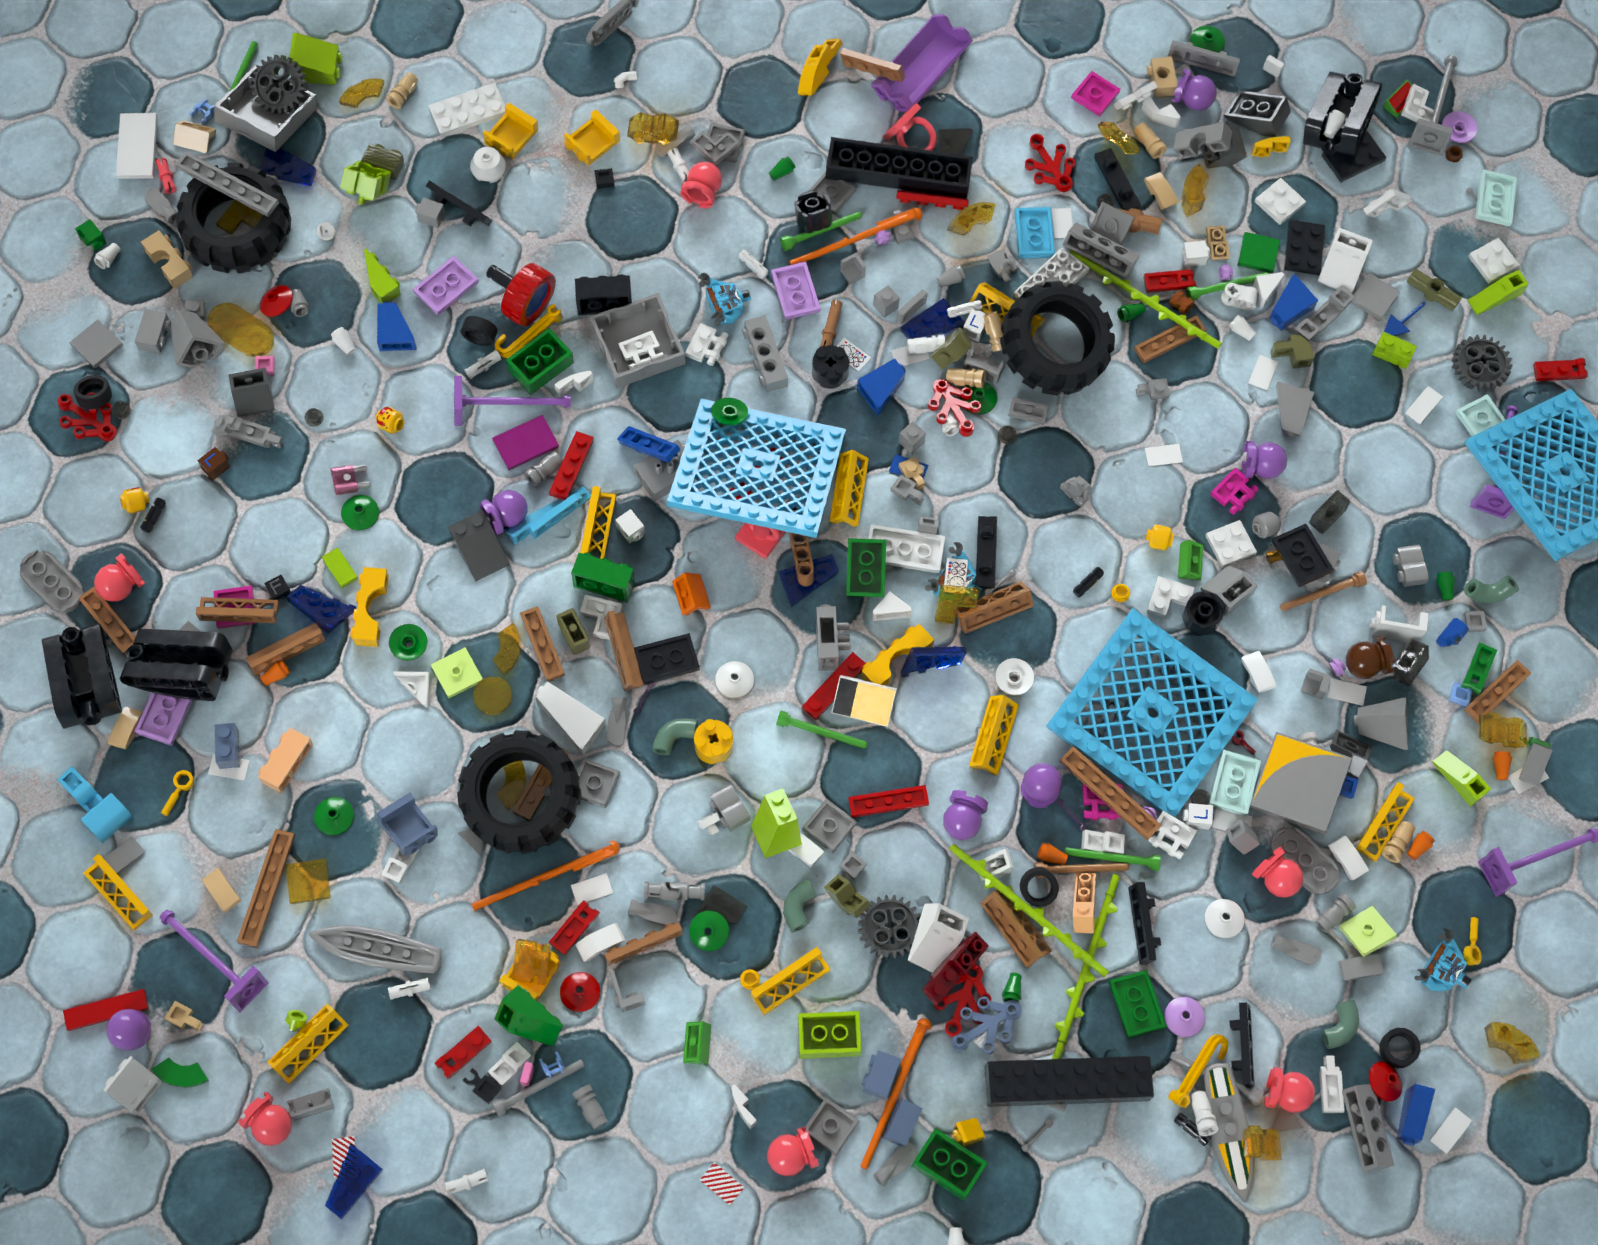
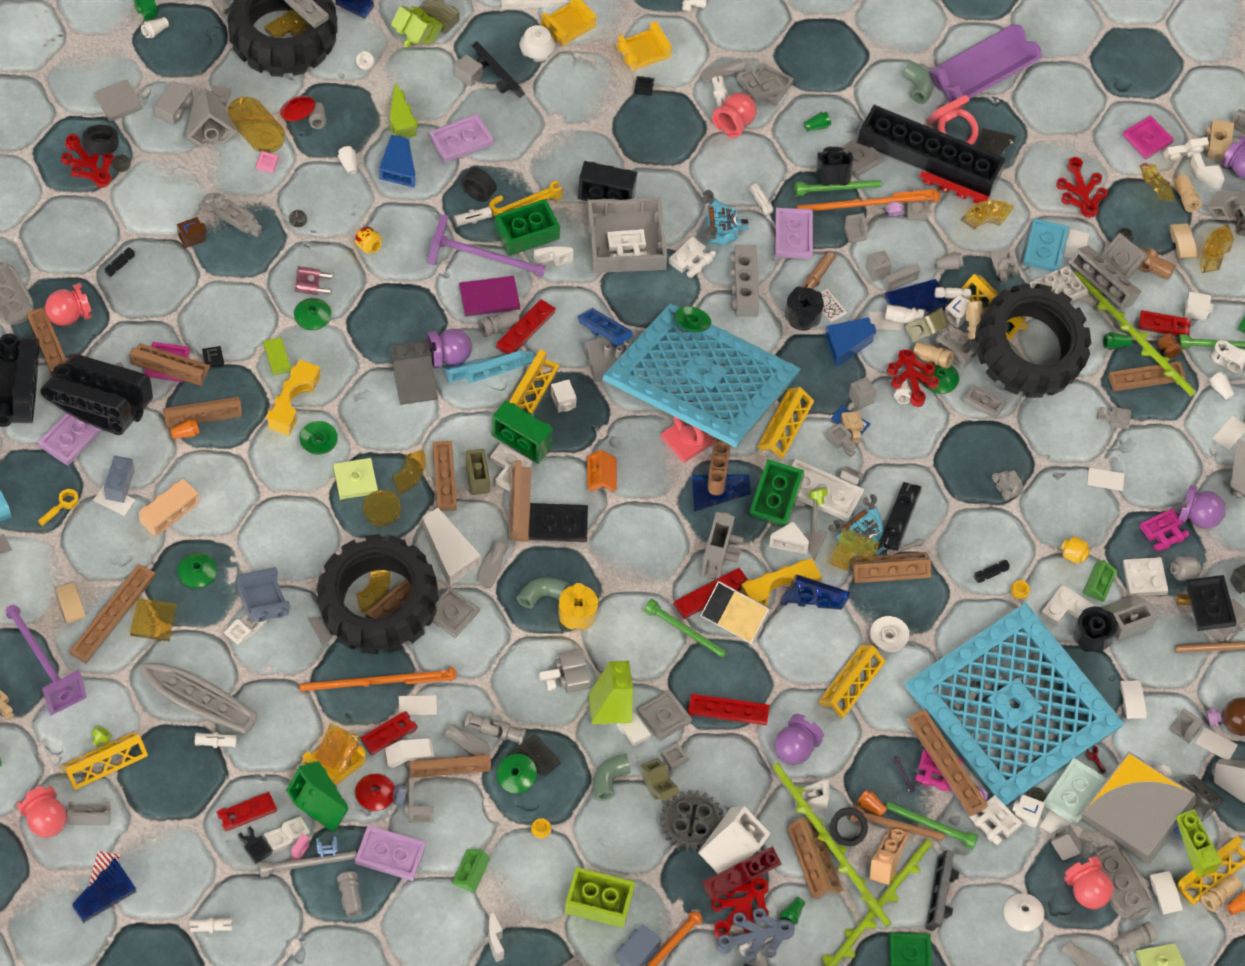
camera: 15 degrees right, 10 degrees down
(123, 730) = (28, 438): tan slope -> none
(134, 500) = (106, 243): yellow head -> none
(159, 248) = (205, 33): tan arch -> none
(251, 392) = (247, 179): dark grey slope -> none
(322, 610) = (246, 386): clear blue wing -> none
(416, 683) = (314, 478): white tile -> none
(525, 293) = (533, 161): red wheel -> none
(604, 989) = (399, 794): none -> sand blue tile
(615, 1051) = (390, 853): none -> lavender plate
(637, 711) = (514, 561): clear purple hinge -> none
(653, 128) = (705, 53): clear yellow brick -> none
(738, 687) = (617, 567): white dish -> none
(786, 974) = (578, 833): yellow fence -> none
(816, 65) = (881, 40): yellow slope -> none
(867, 96) = (923, 82): none -> sand green cylinder
(872, 65) = (936, 52): medium nougat plate -> none
(904, 556) = (818, 494): none -> lime tile
(914, 600) = (816, 538): none -> light grey piece
(956, 572) = (863, 522): white sticker -> none
(1007, 434) = (957, 417): clear smoke plate -> none
(1041, 785) = (882, 736): medium lavender tile -> none
(1103, 842) = (928, 808): white slope -> none
(1117, 180) = (1143, 219): black hinge -> none
(1217, 243) = (1224, 303): tan slope -> none
(1225, 272) = (1223, 331): lavender plate -> none
(1367, 805) = (1198, 844): none -> lime slope

